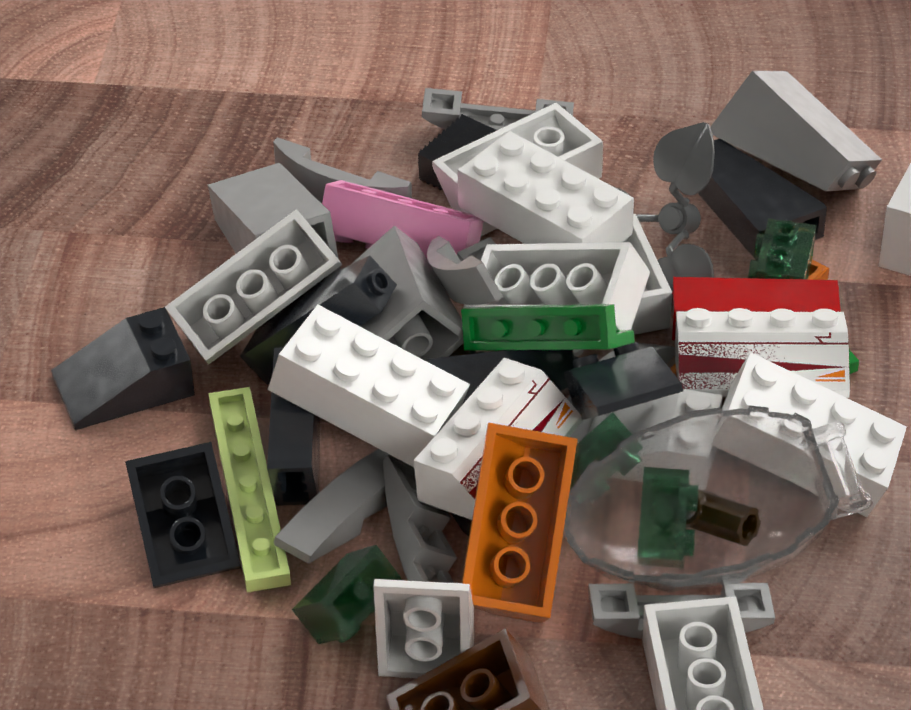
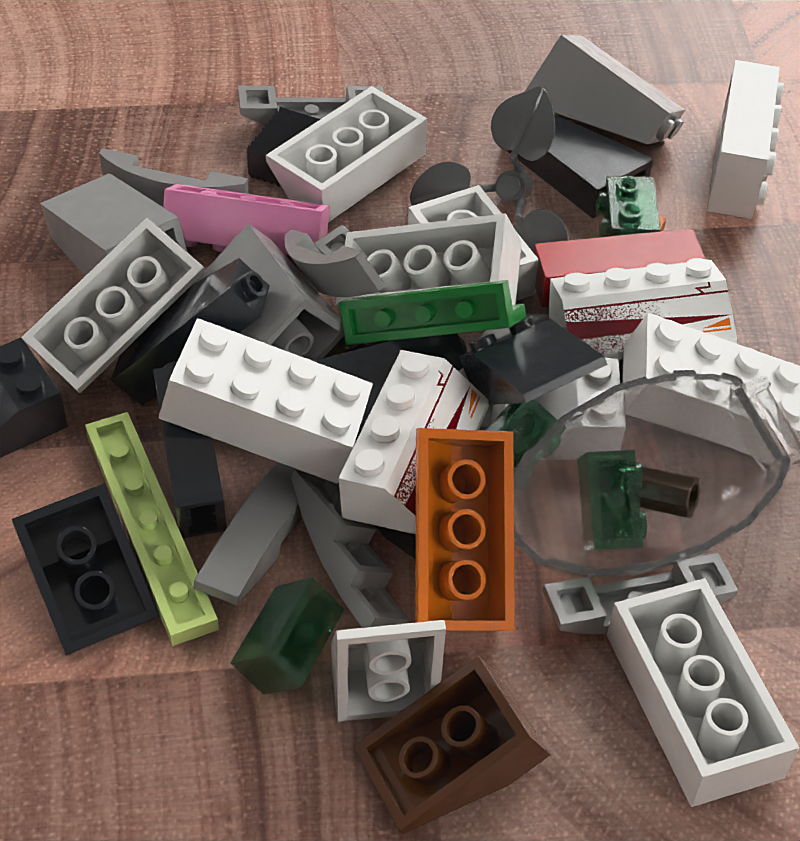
camera: 15 degrees left, 5 degrees up
(541, 196) = (389, 178): white brick -> none

